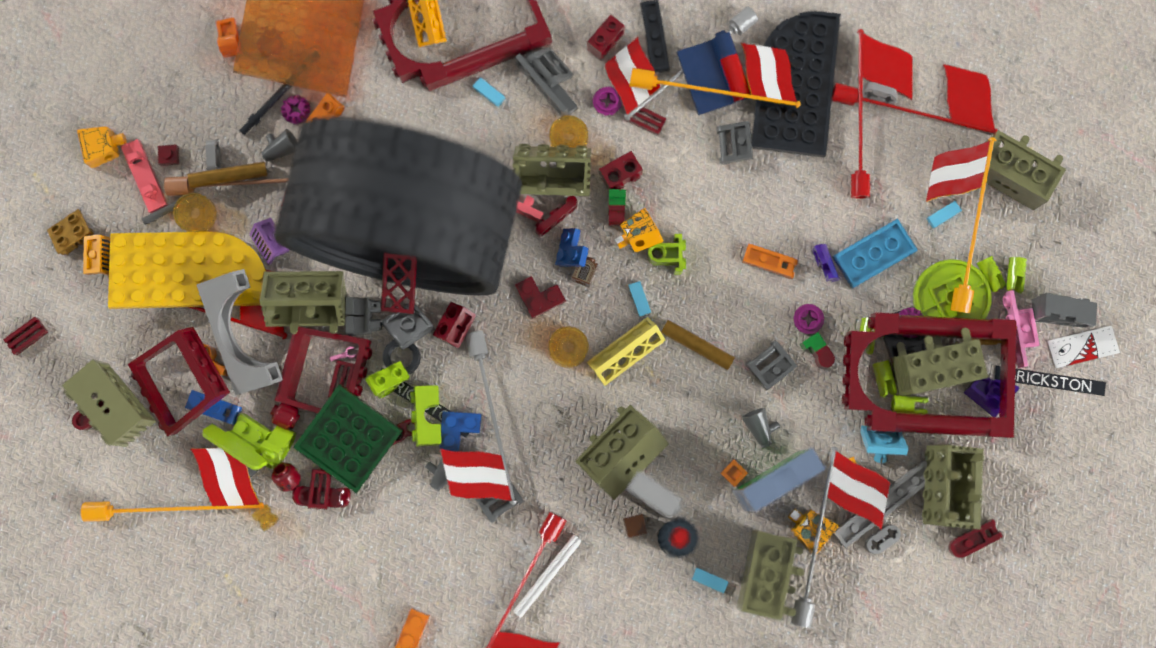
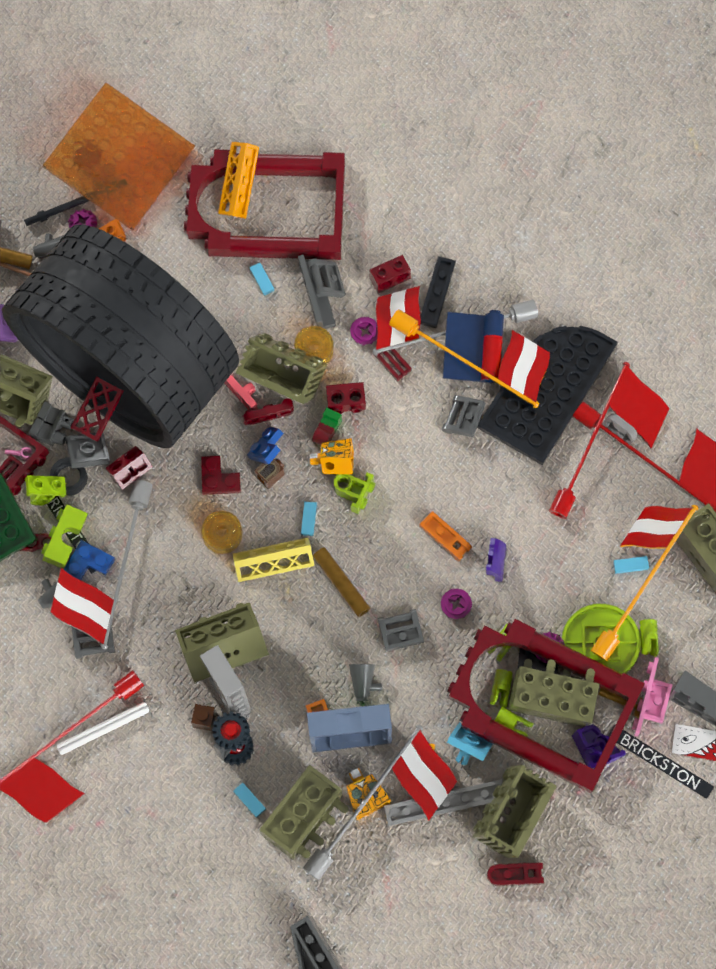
camera: 25 degrees right, 10 degrees down
(228, 37) = (55, 133): orange plate -> none
(823, 355) = (452, 636): leg -> none
(874, 253) = (548, 572): dark azure tile -> none
(879, 535) = (430, 840): light grey beam -> none
(1016, 274) = (674, 644): lime hinge -> none

